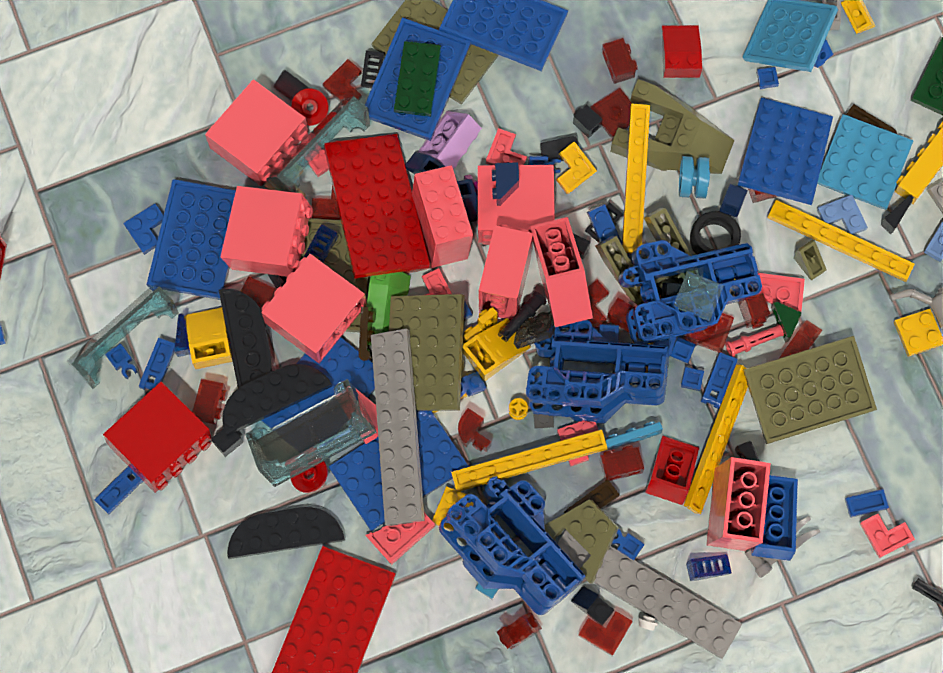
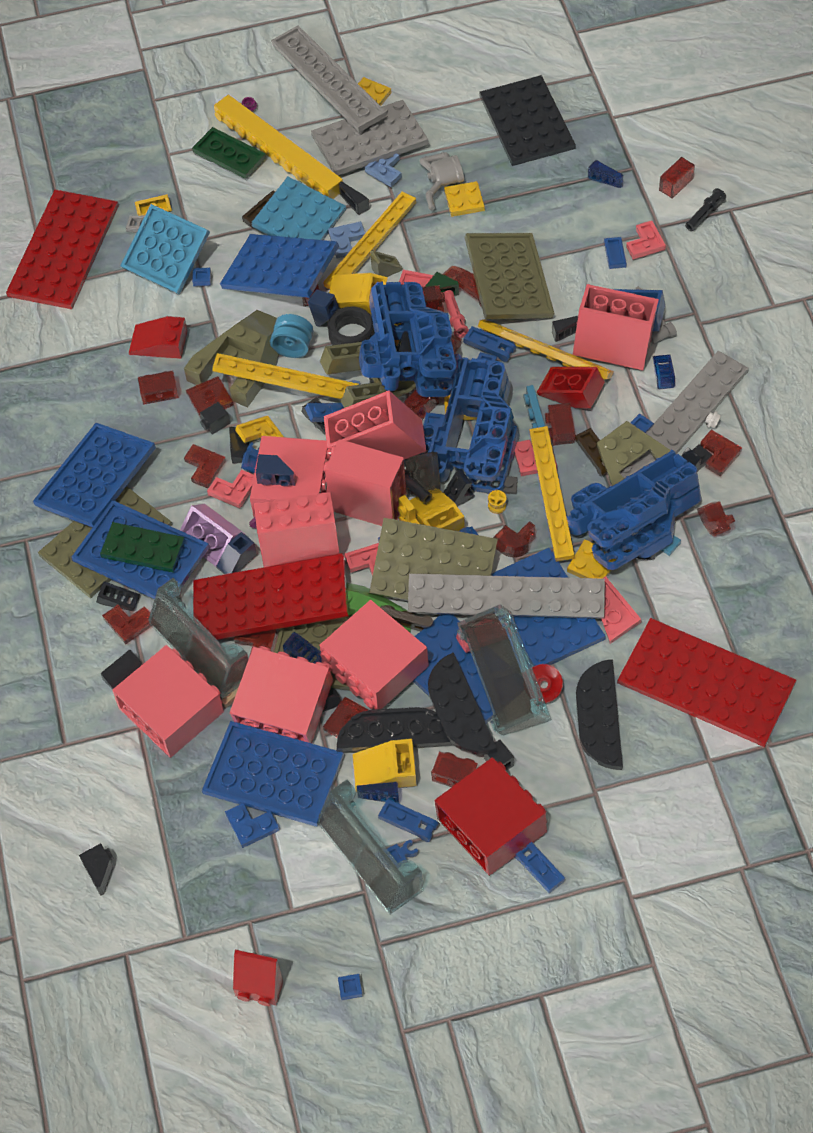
camera: 80 degrees left, 15 degrees down
(91, 105) = (98, 866): none -> black slope
(314, 97) = (143, 646): red dish -> none
(521, 367) = (458, 488): none -> black slope
(533, 125) = (208, 464): none -> clear red plate
(698, 296) = (420, 321): clear light blue plate -> none
(763, 232) = (354, 289): none -> yellow slope

